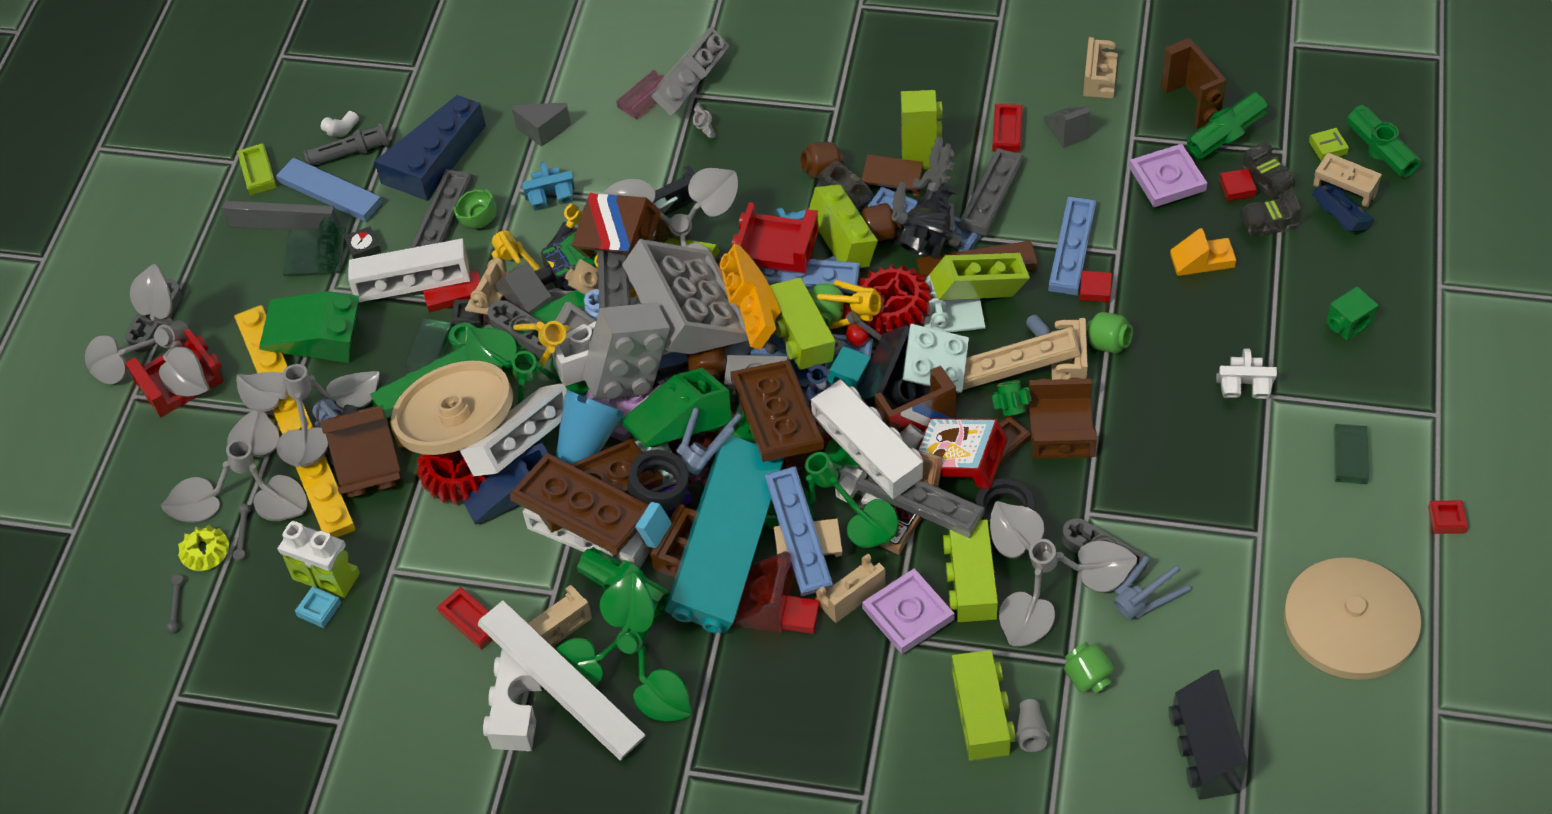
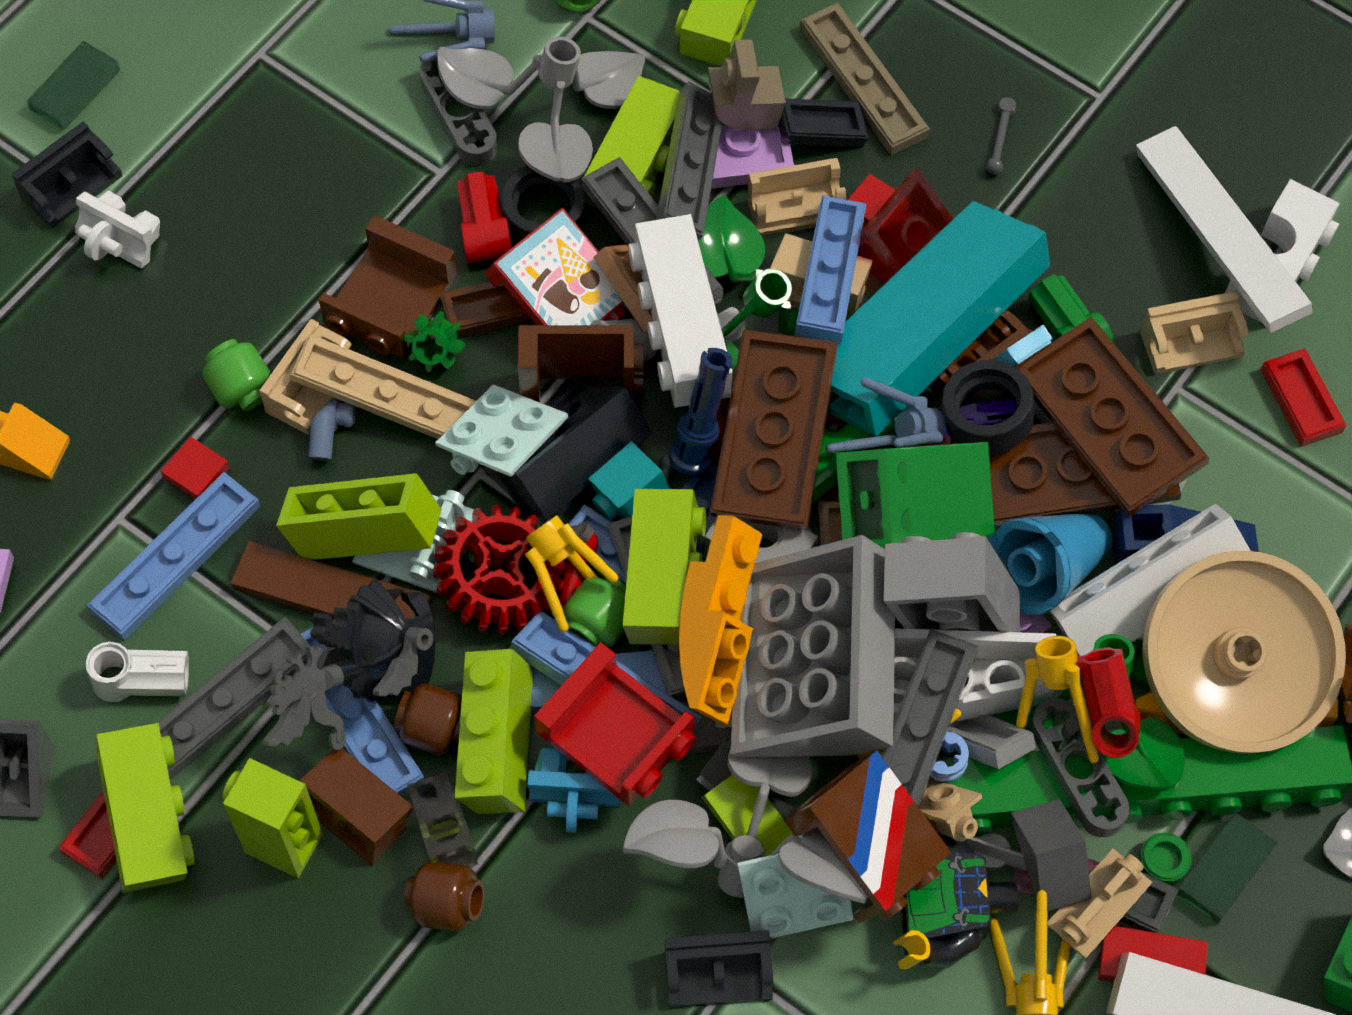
camera: 160 degrees left, 10 degrees up
(515, 336) = (1109, 699): none -> red piece
(630, 606) = (1107, 248): green plant -> none
(747, 728) = (1006, 108): none -> dark grey hinge
(856, 702) = (864, 78): none -> dark tan tile
(863, 644) = (822, 123): none -> black tile
(917, 609) = (746, 93): none -> dark tan brick
(924, 552) = (691, 158): none -> dark grey tile
(992, 122) = (143, 807): none -> lime brick
(1032, 472) = (483, 227): none -> red piece
(1051, 179) = (142, 673): none -> white piece
(1301, 395) = (63, 172): none -> black hinge

